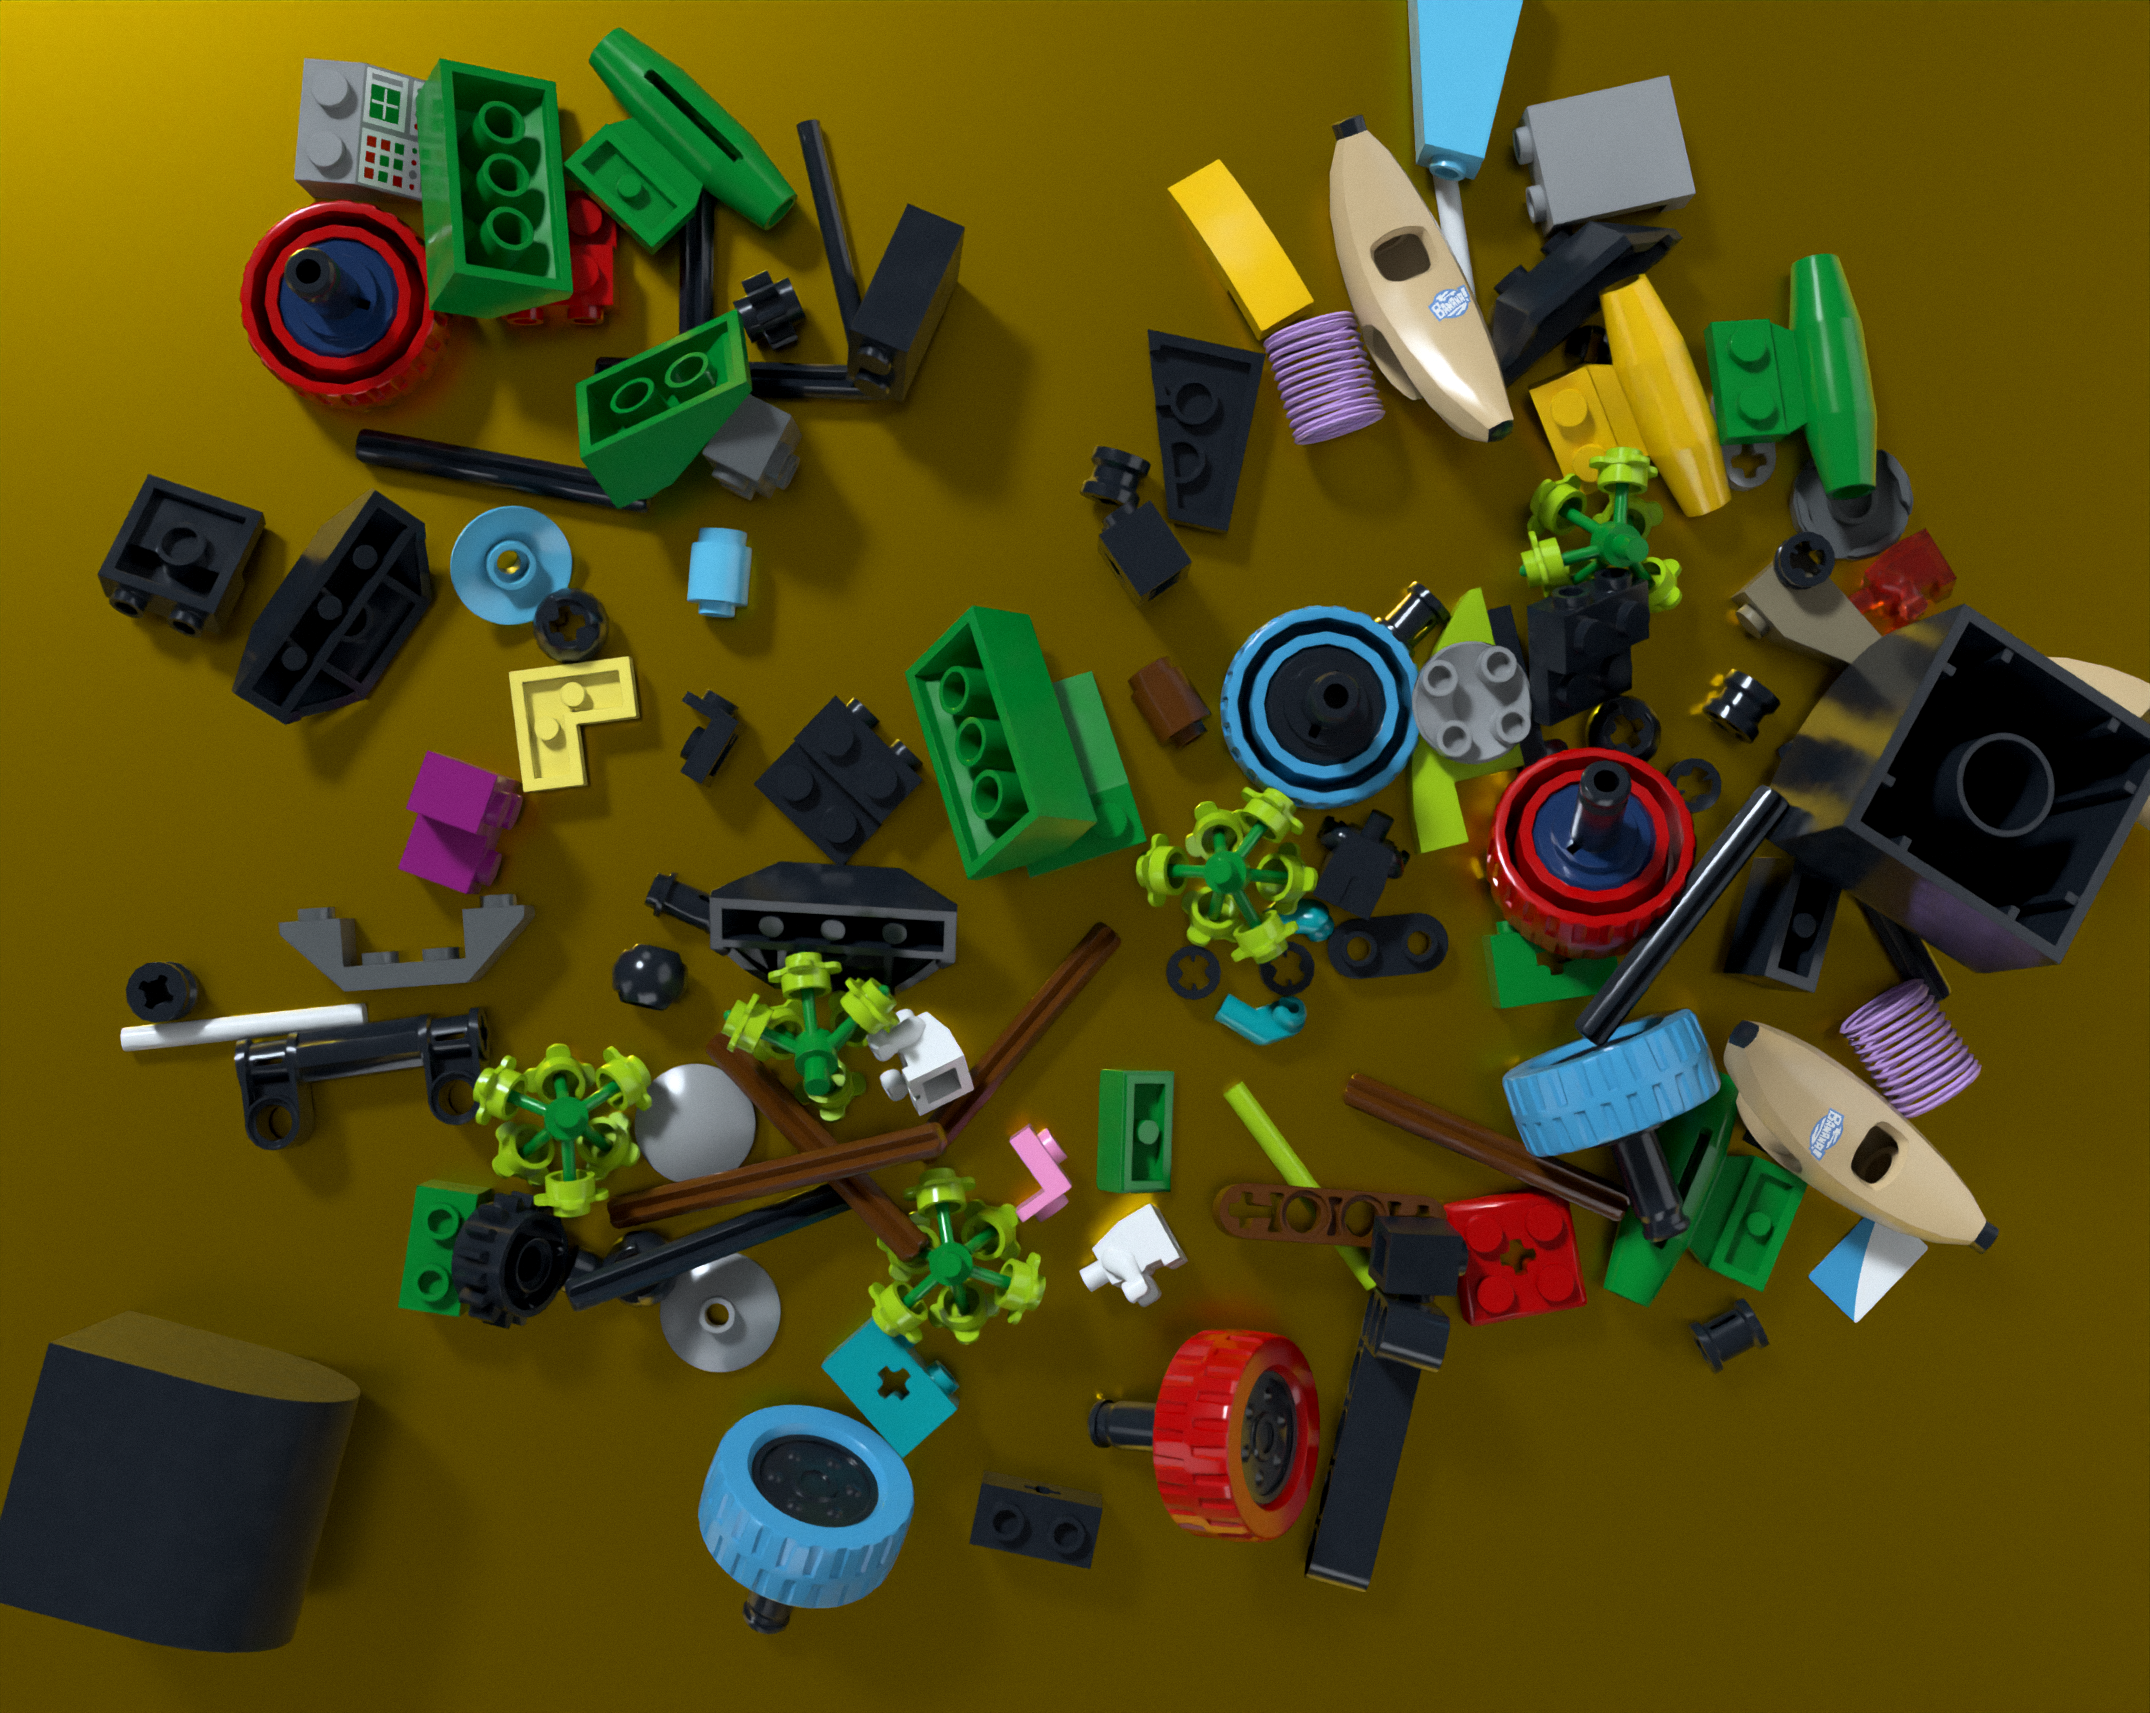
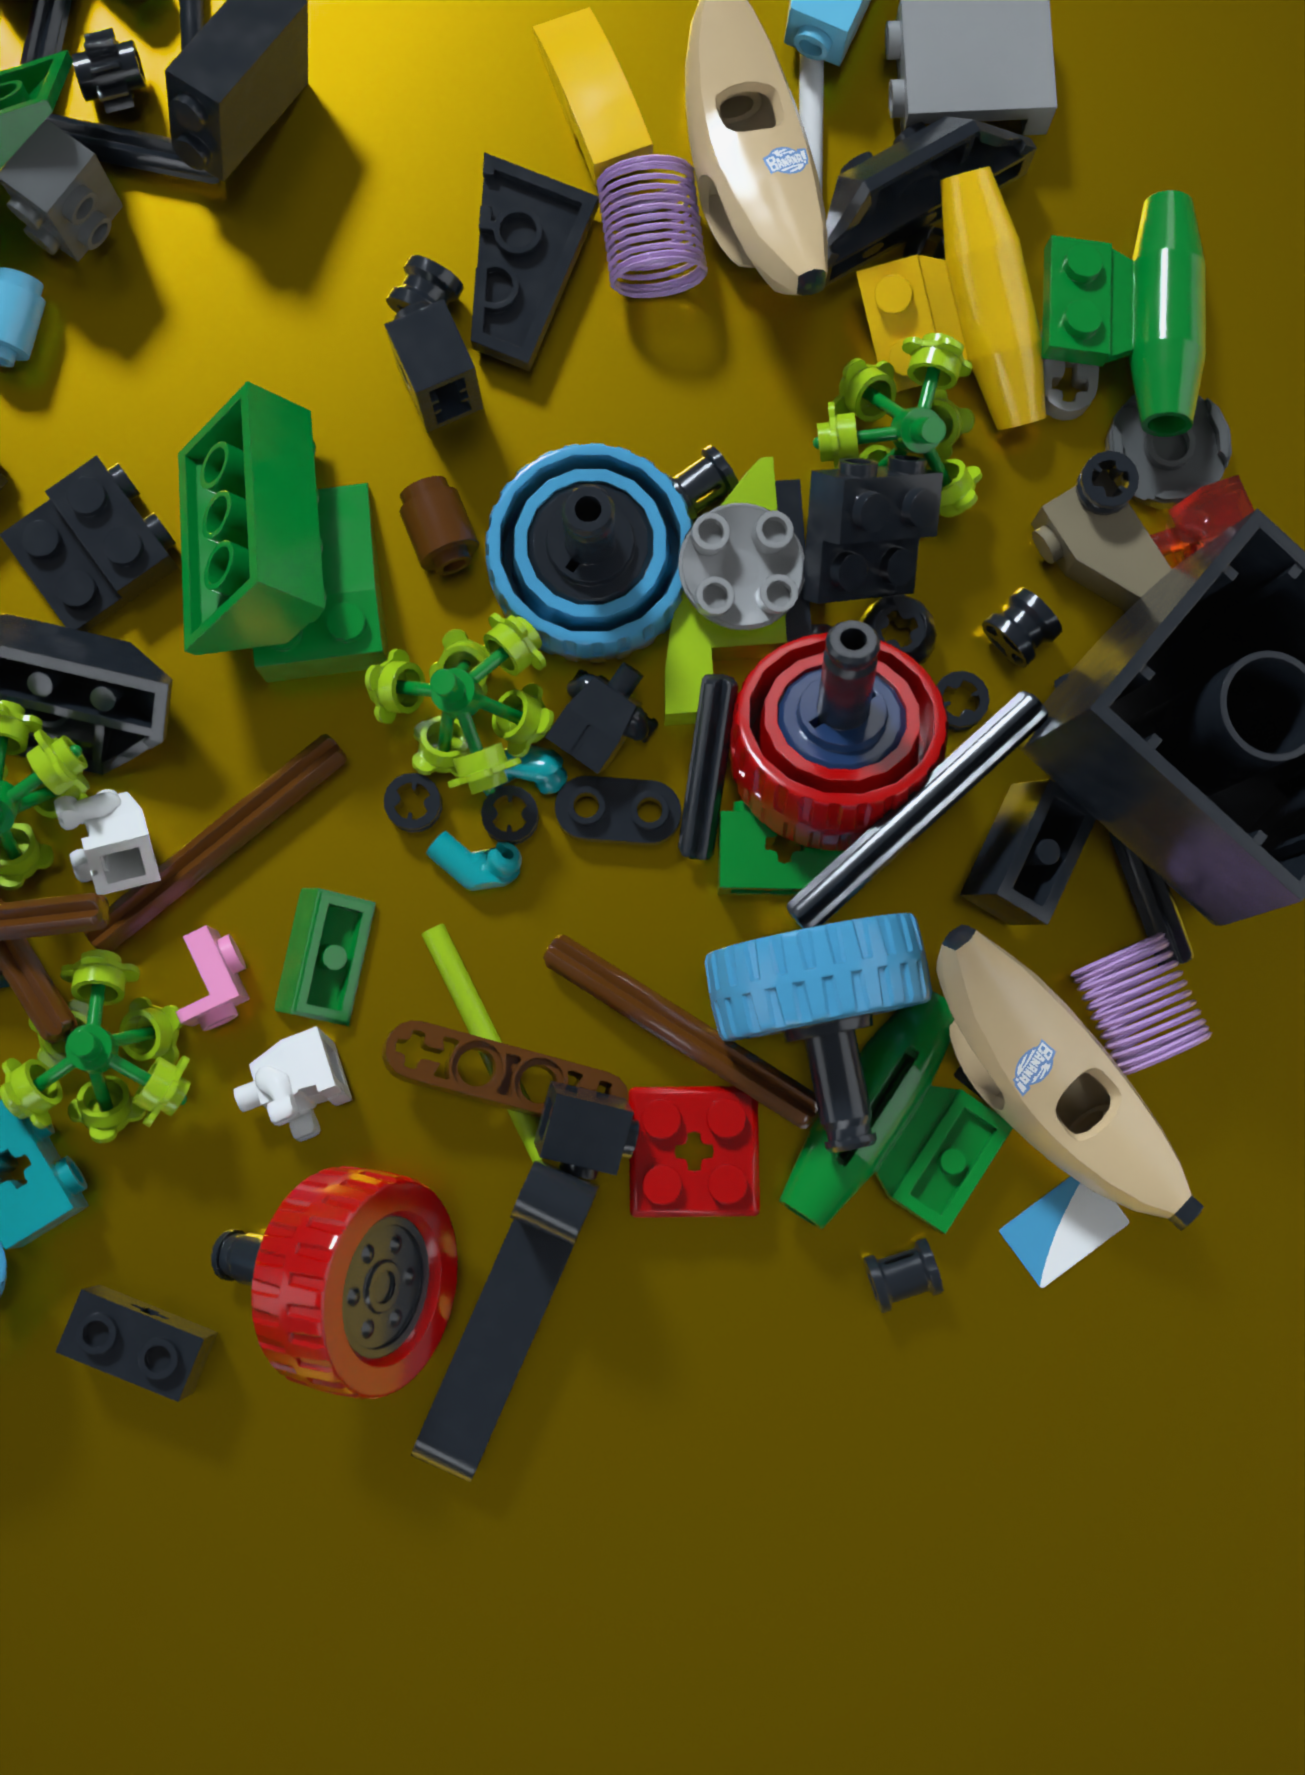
camera: 10 degrees right, 5 degrees down
(1469, 894) = (707, 766): none -> black axle

